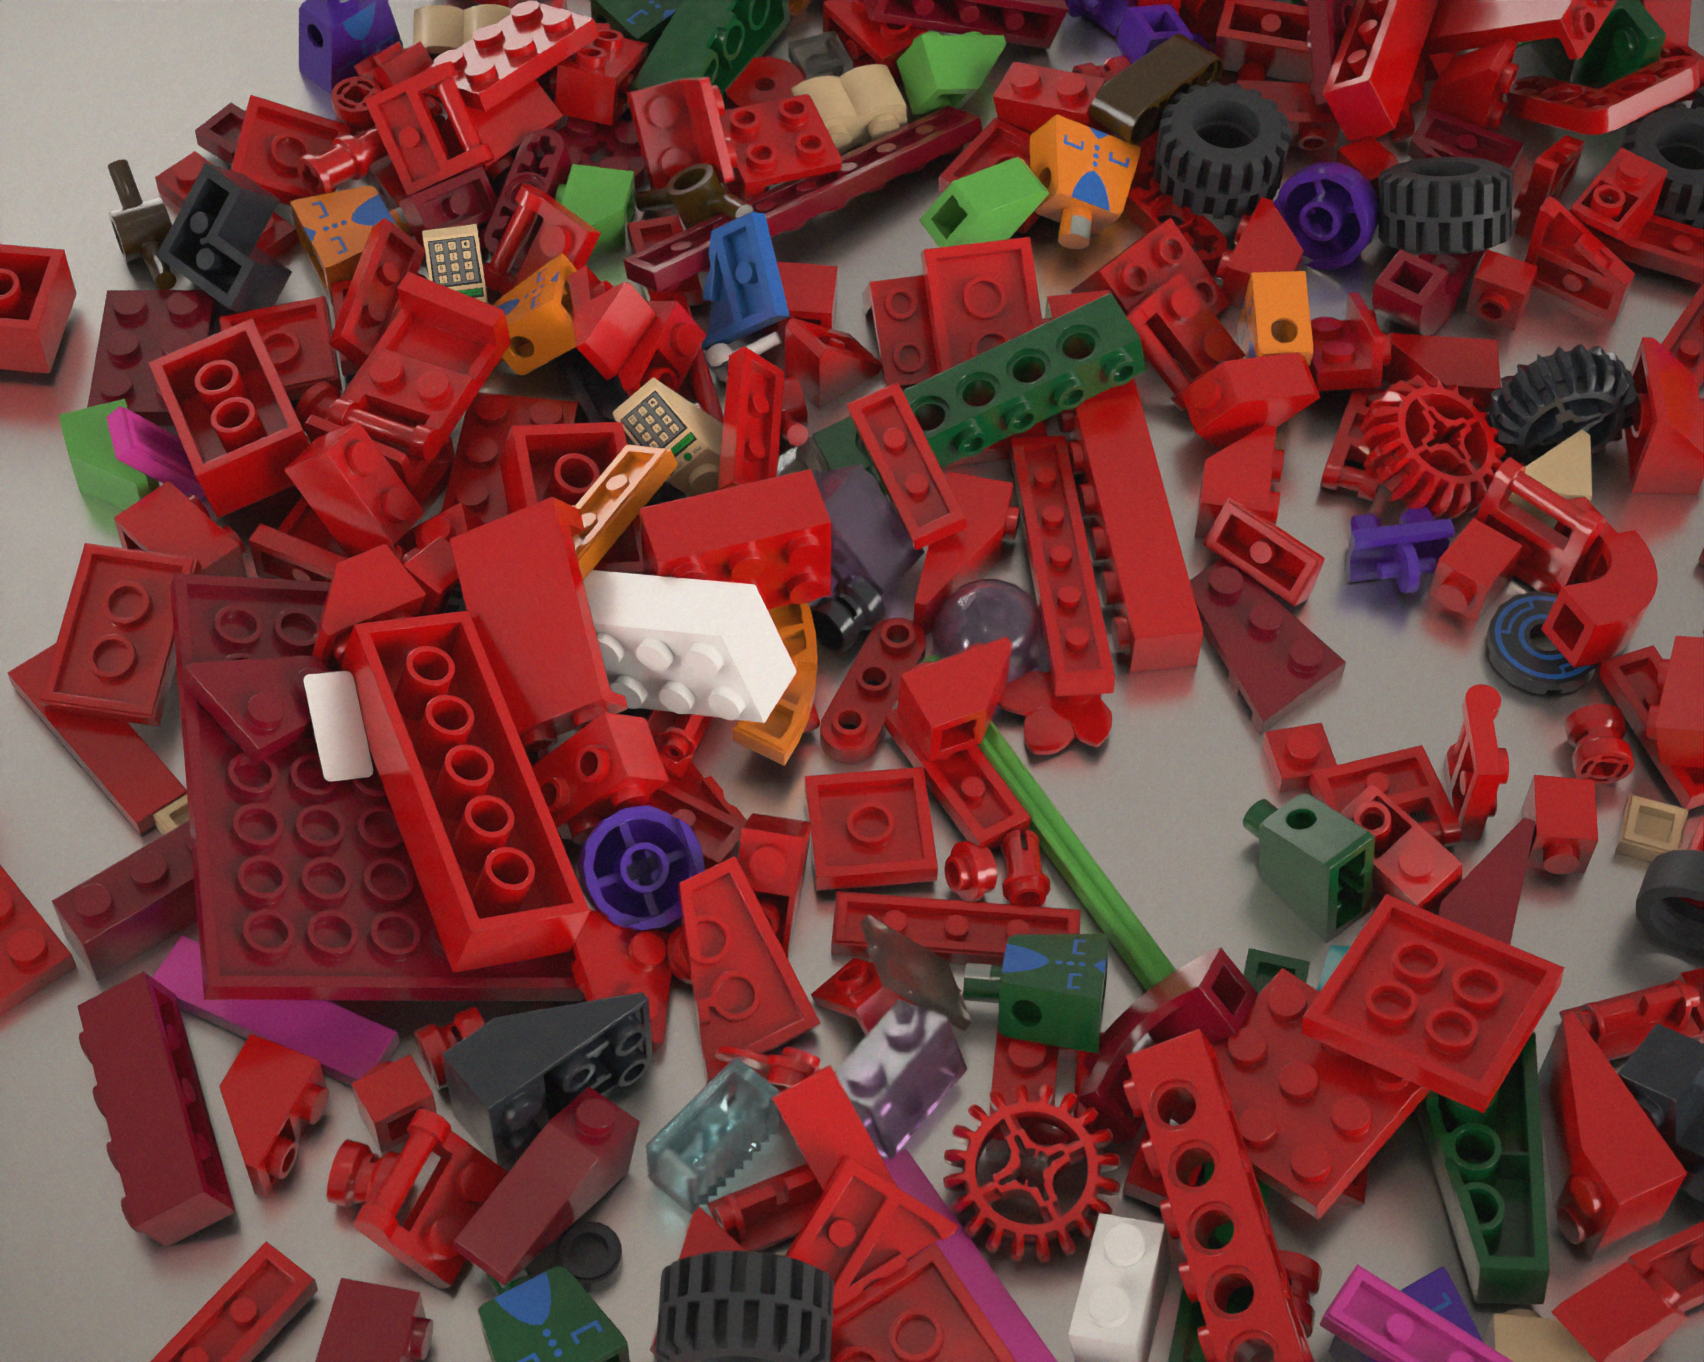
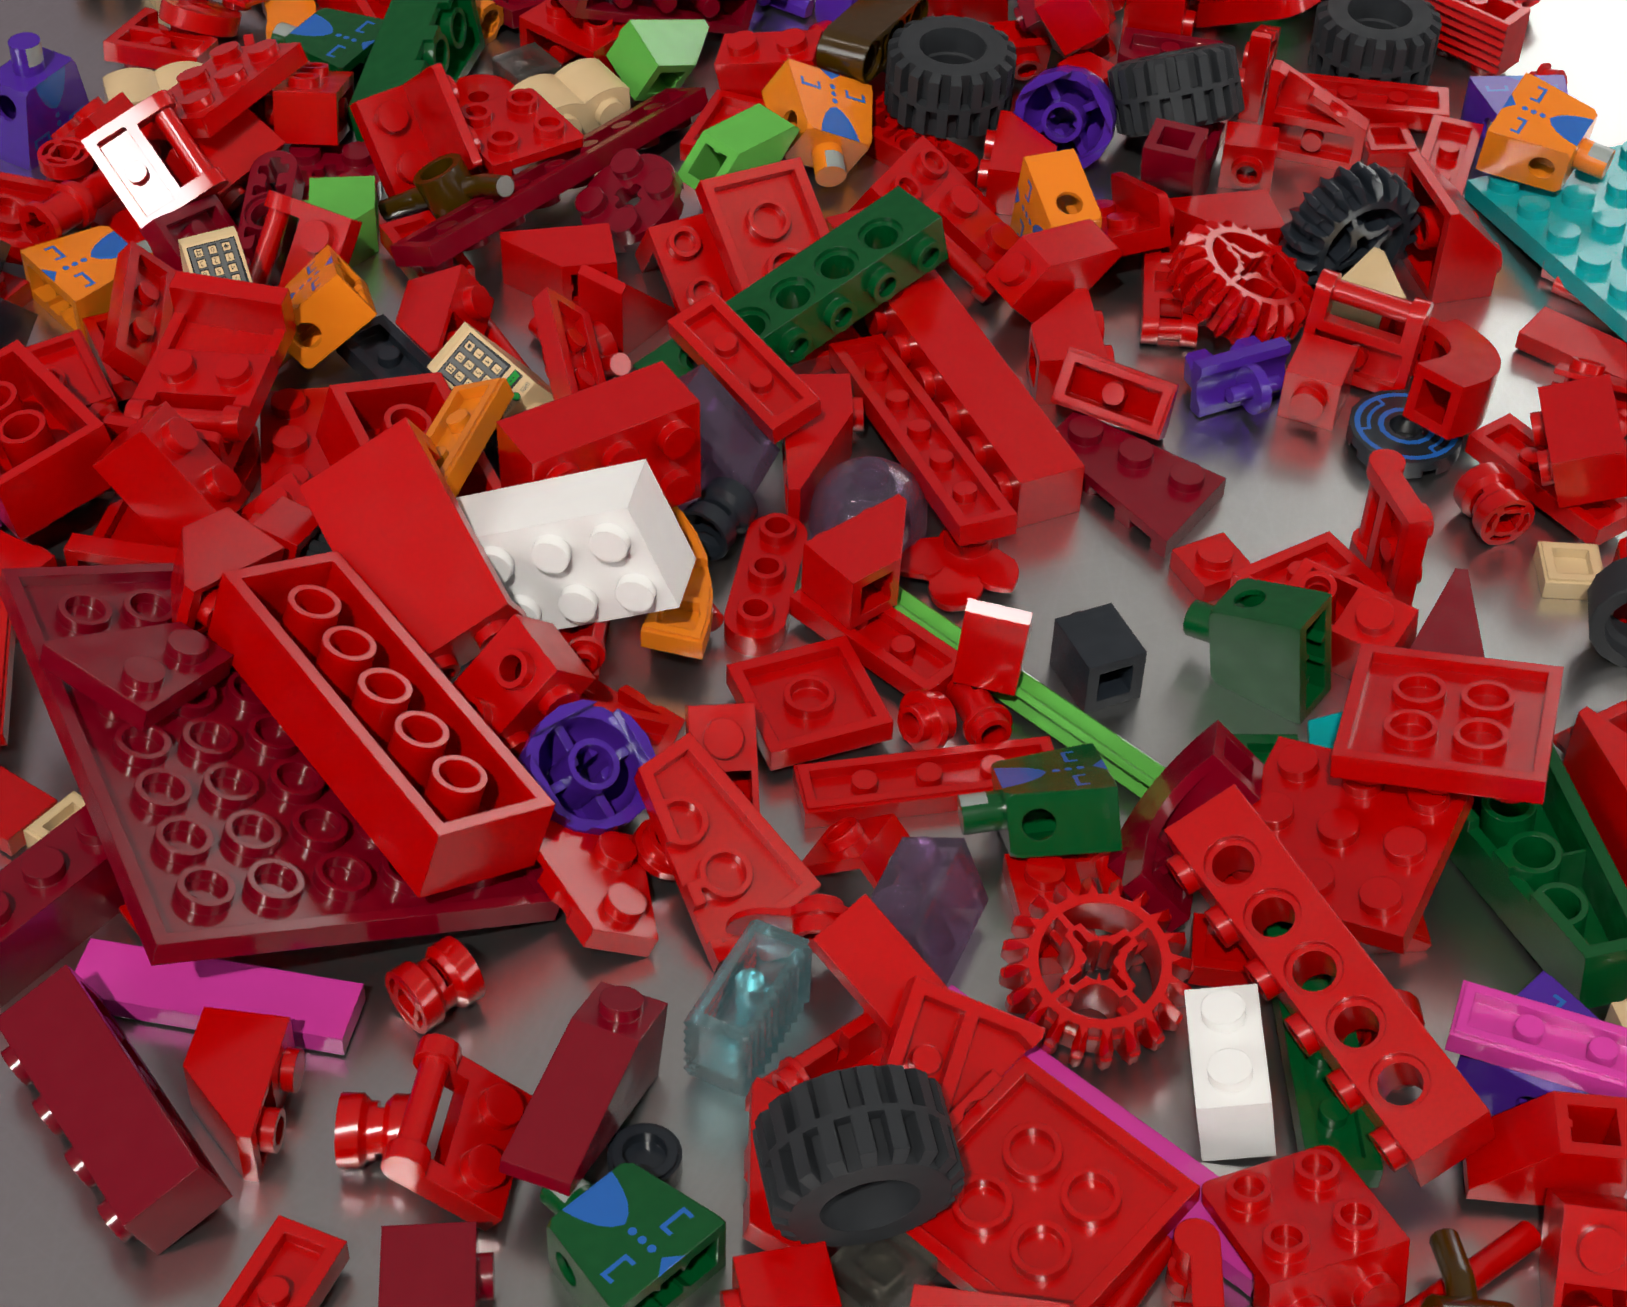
camera: 15 degrees left, 10 degrees down
(338, 726) = (225, 682): white sticker -> none
(389, 1099) = (379, 1047): red plate -> none
(534, 1063) = (533, 968): black slope -> none
(607, 320) = (396, 291): red slope -> none
(720, 352) = (527, 332): white hand -> none
(742, 281) = (519, 245): blue wing -> none
(862, 216) = (622, 180): none -> dark red plate
(915, 972) = (902, 808): clear smoke piece -> none
(1048, 814) = (992, 646): none -> red slope
(1151, 837) = (1097, 658): none -> black brick
(1564, 823) = (1495, 568): red brick -> none
(1621, 196) = (1337, 56): red slope -> none
(1655, 295) = (1388, 144): none -> red tile

